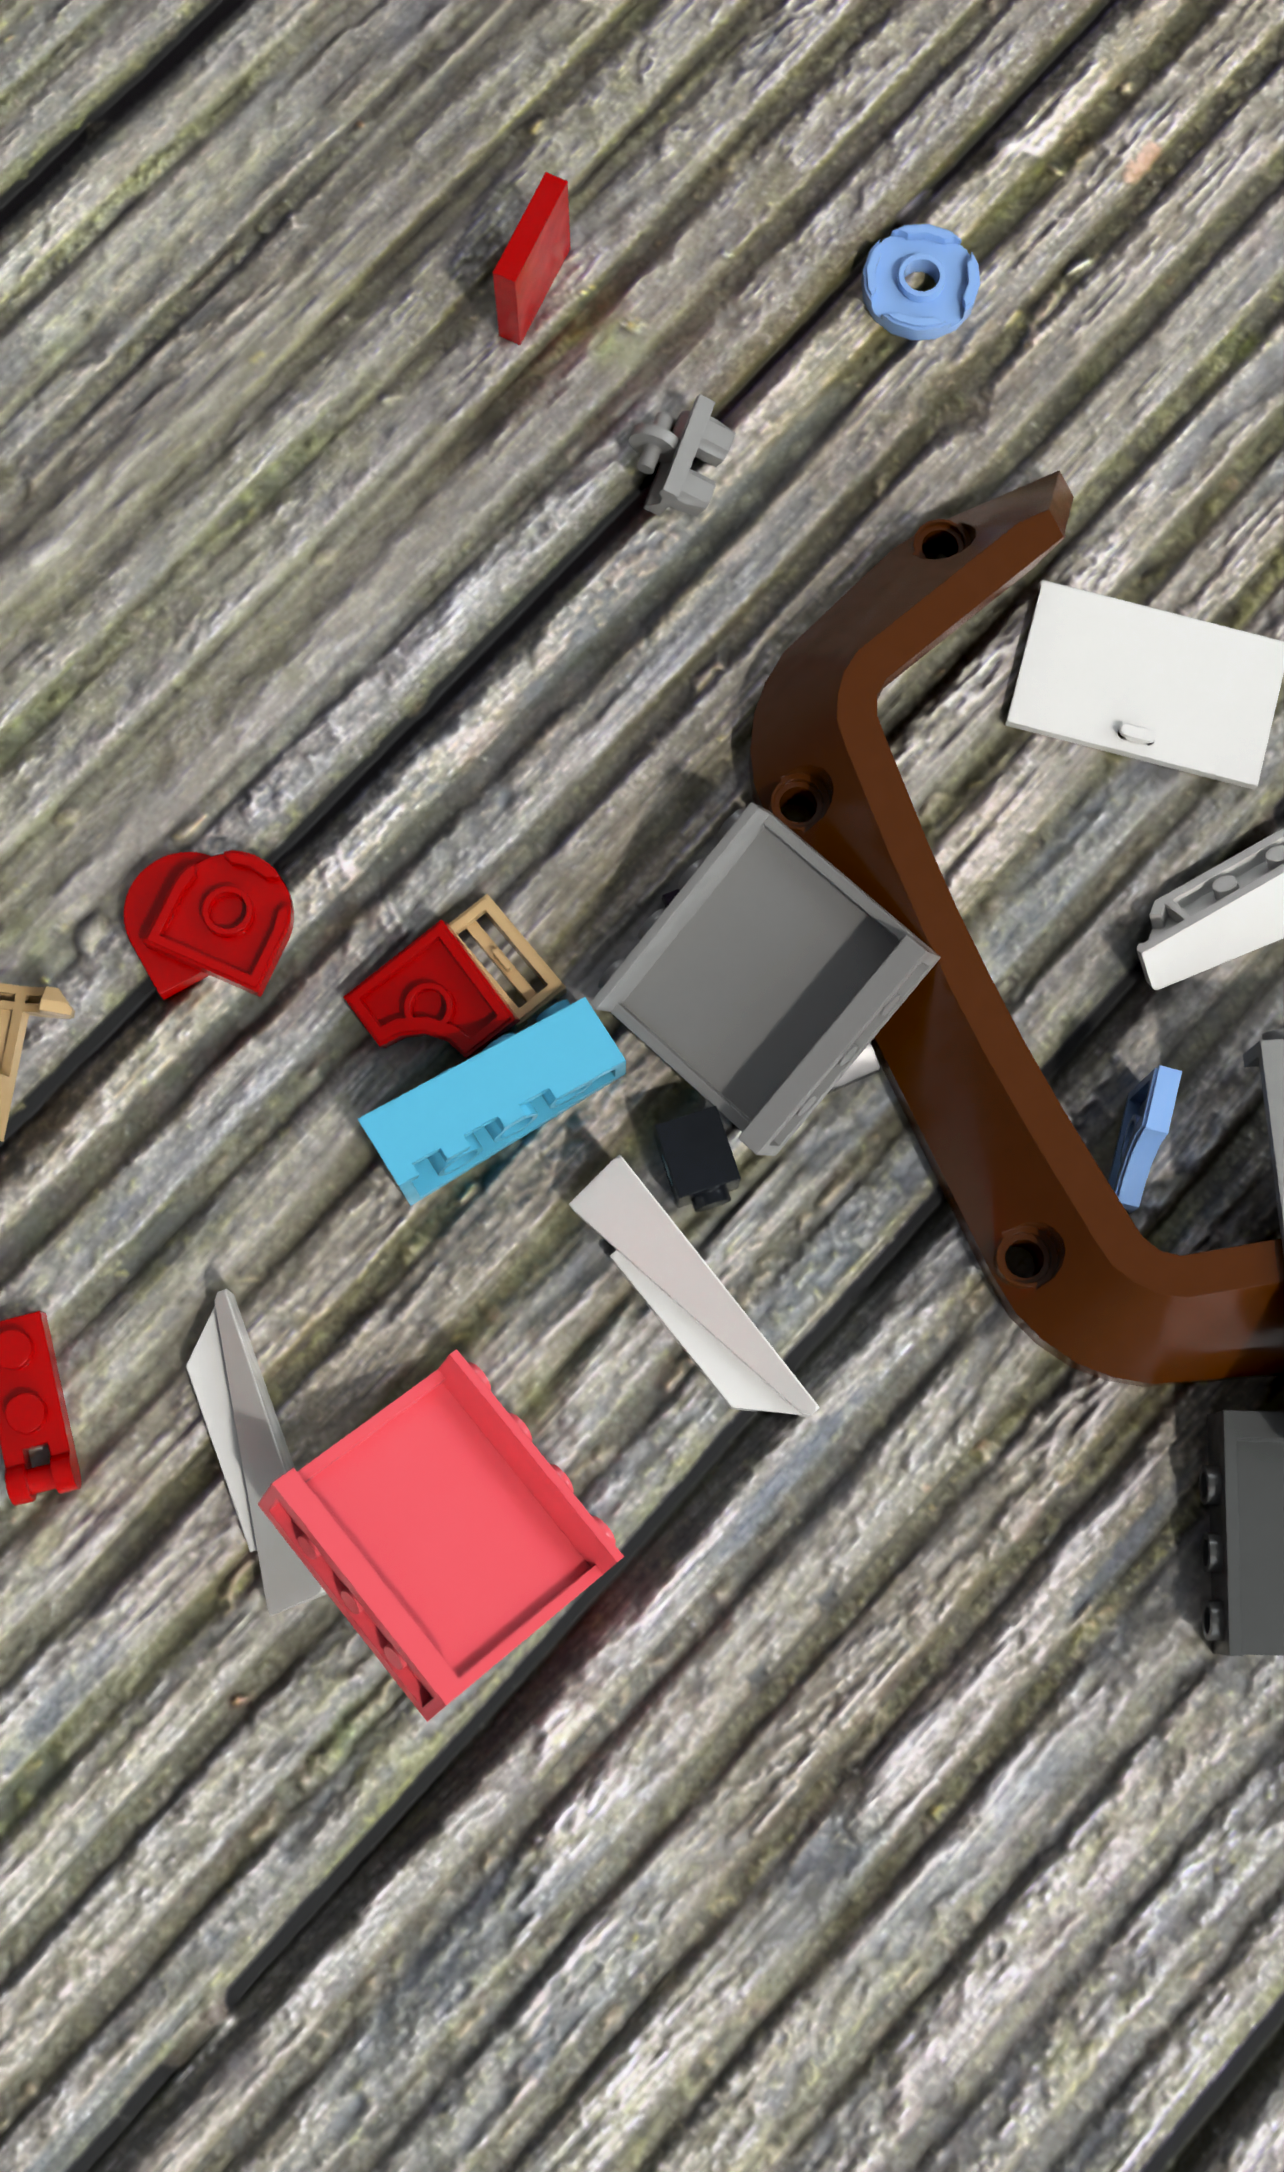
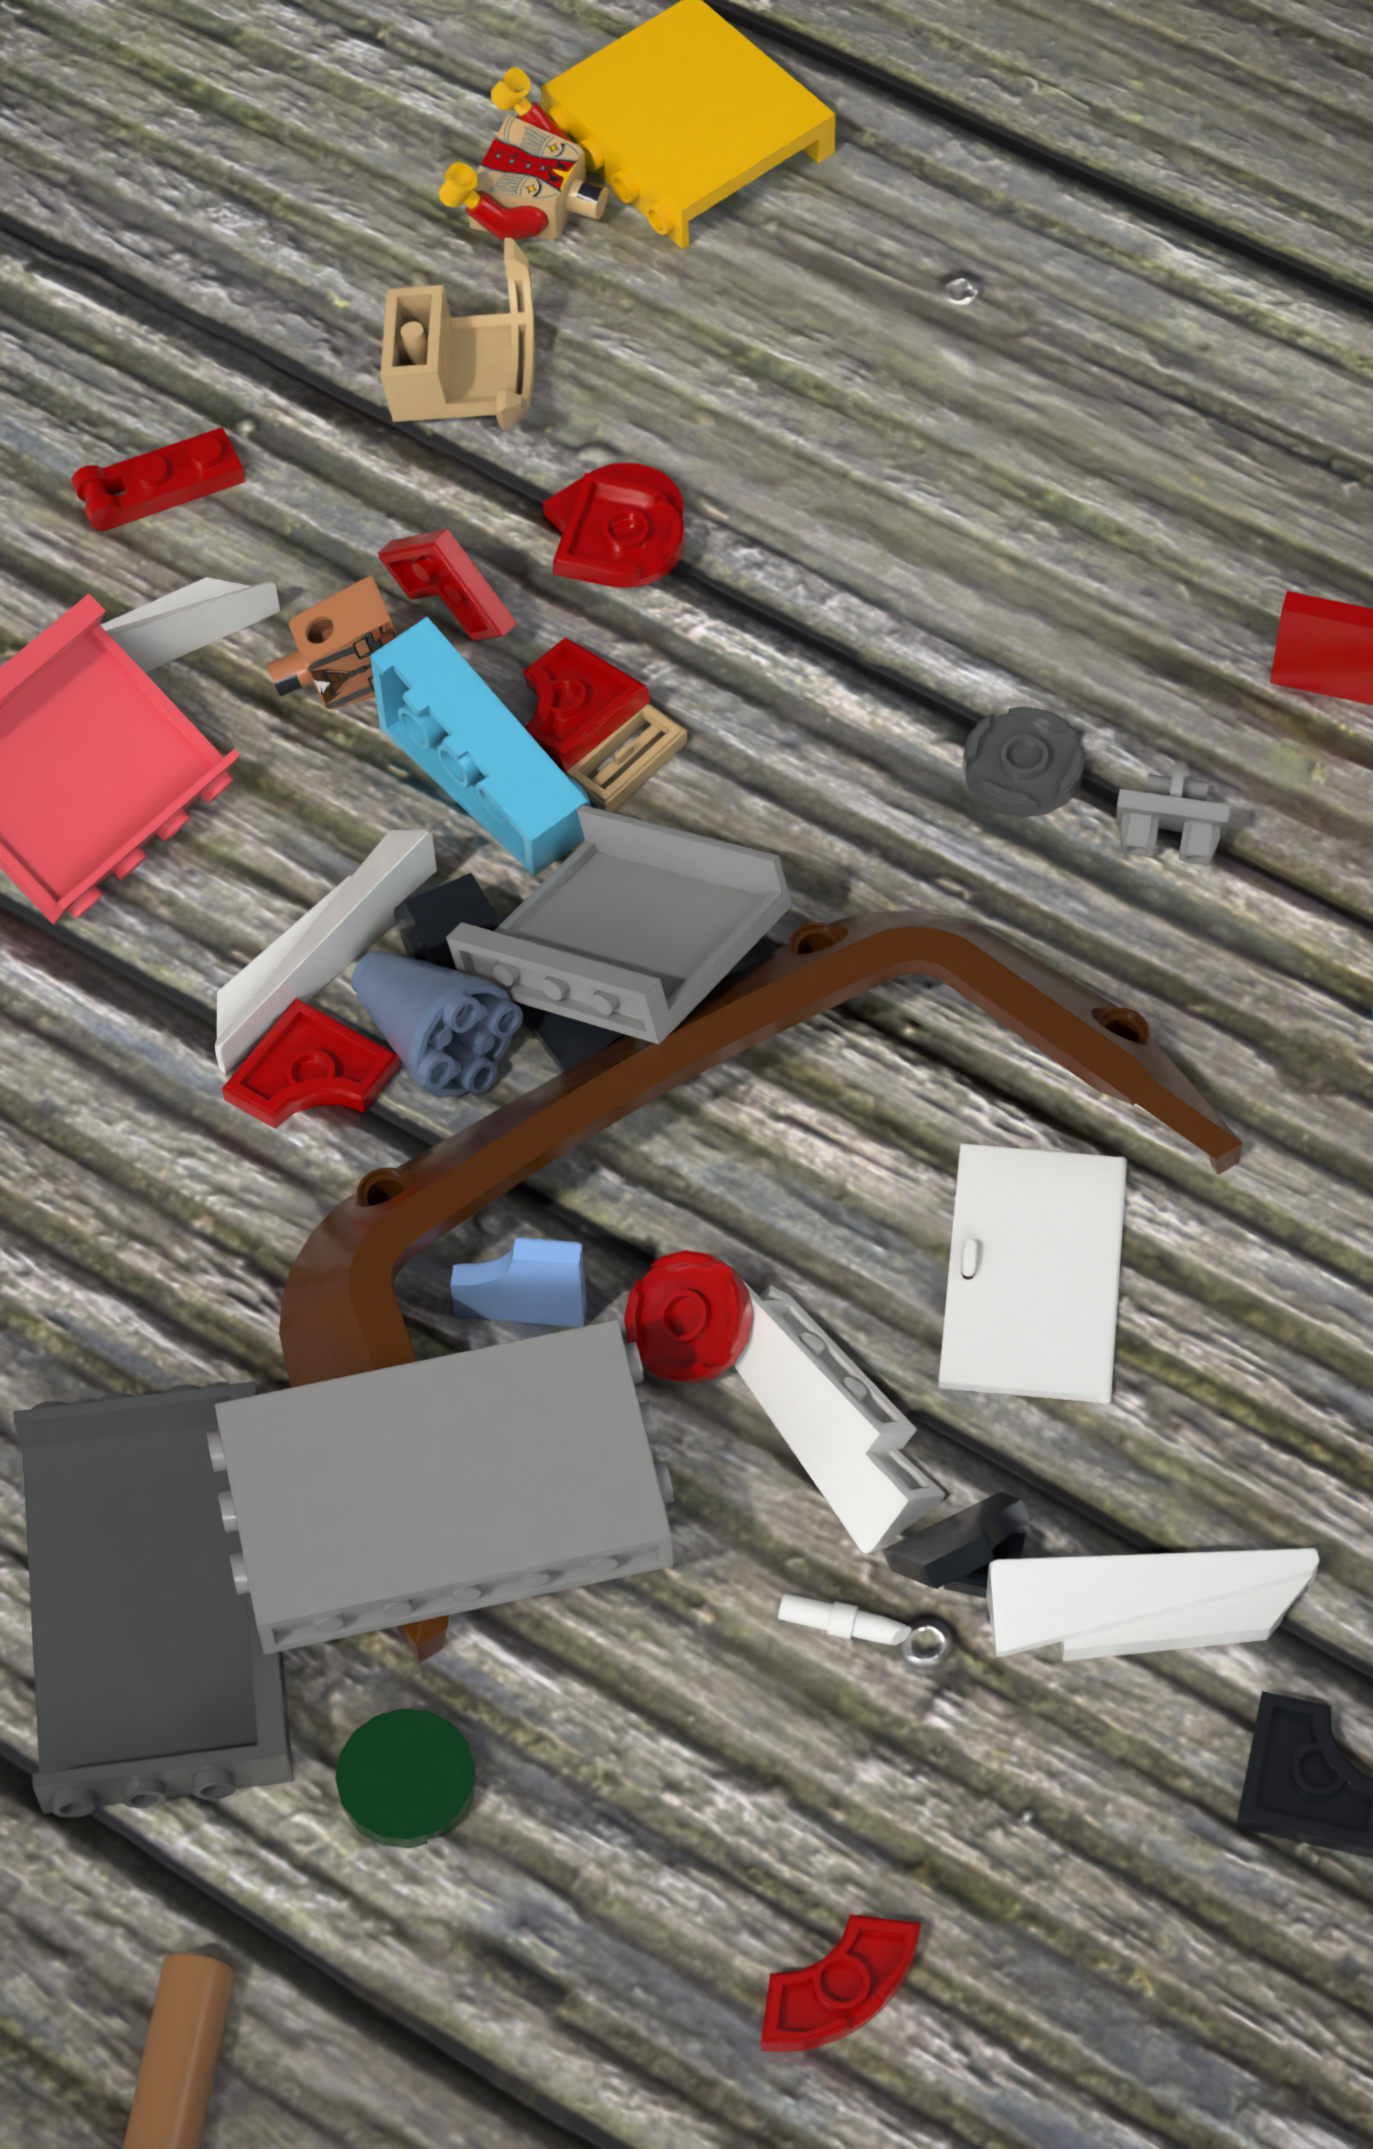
camera: 85 degrees right, 20 degrees down
(263, 1100) = (439, 566): none -> red tile
(328, 1197) = (336, 646): none -> nougat torso
(578, 583) = (1023, 762): none -> dark grey tile
(812, 1191) = (438, 1020): none -> sand blue cone
(825, 1327) = (307, 1064): none -> red tile
(1184, 991) = (689, 1317): none -> red tile

